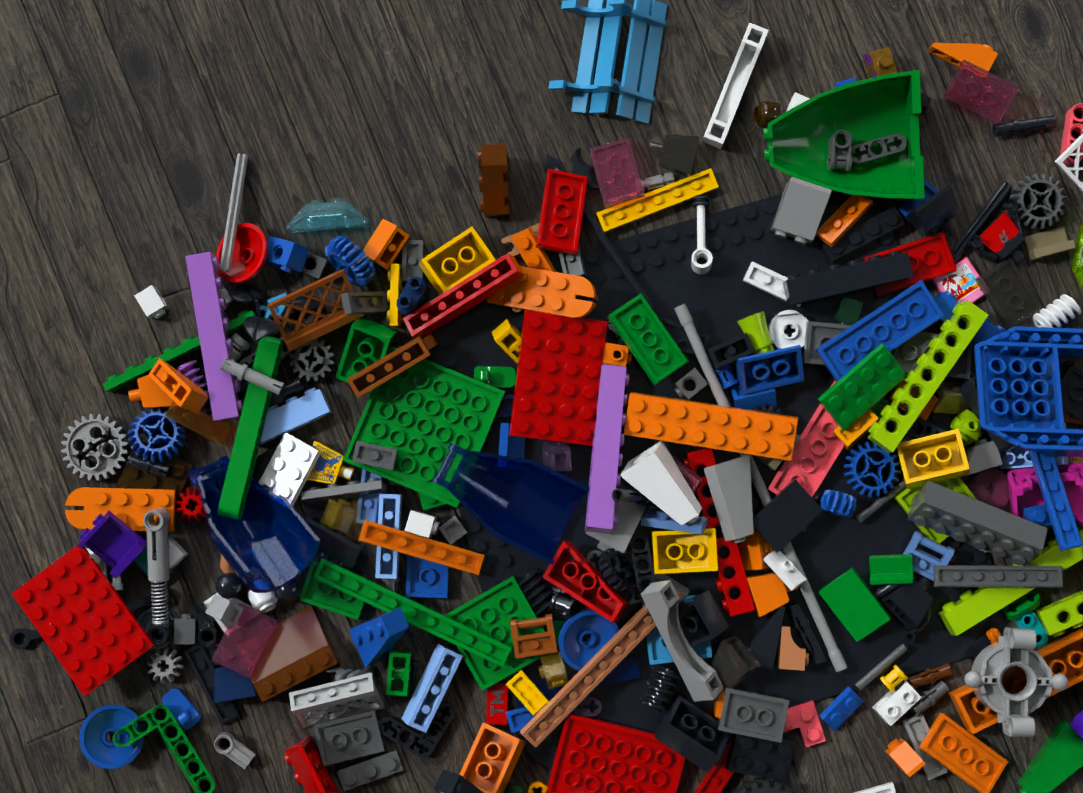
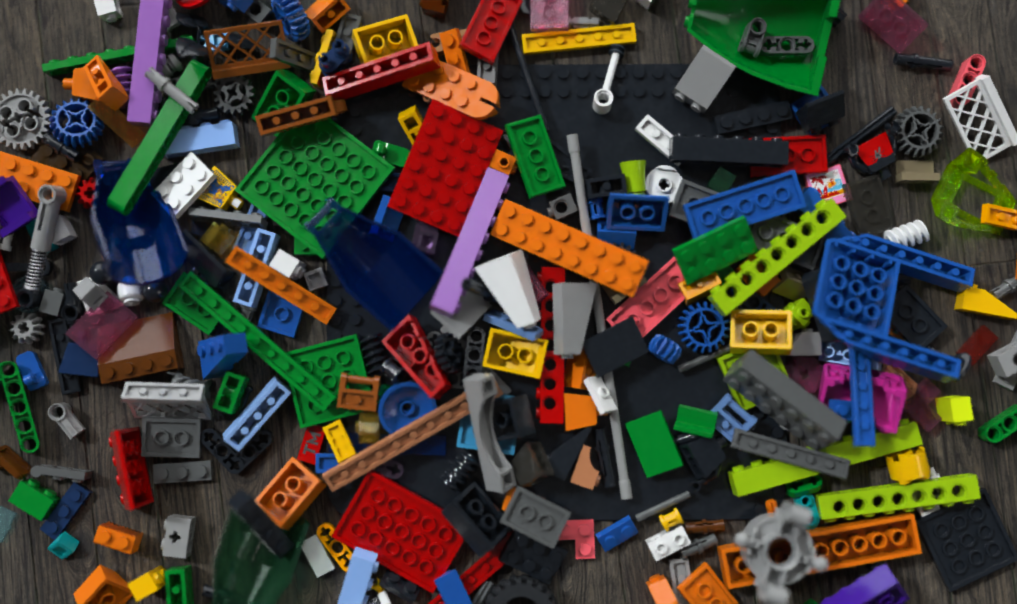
camera: 10 degrees right, 0 degrees up
(375, 455) = (263, 192): dark grey plate -> none
(843, 219) = (740, 98): orange plate -> none

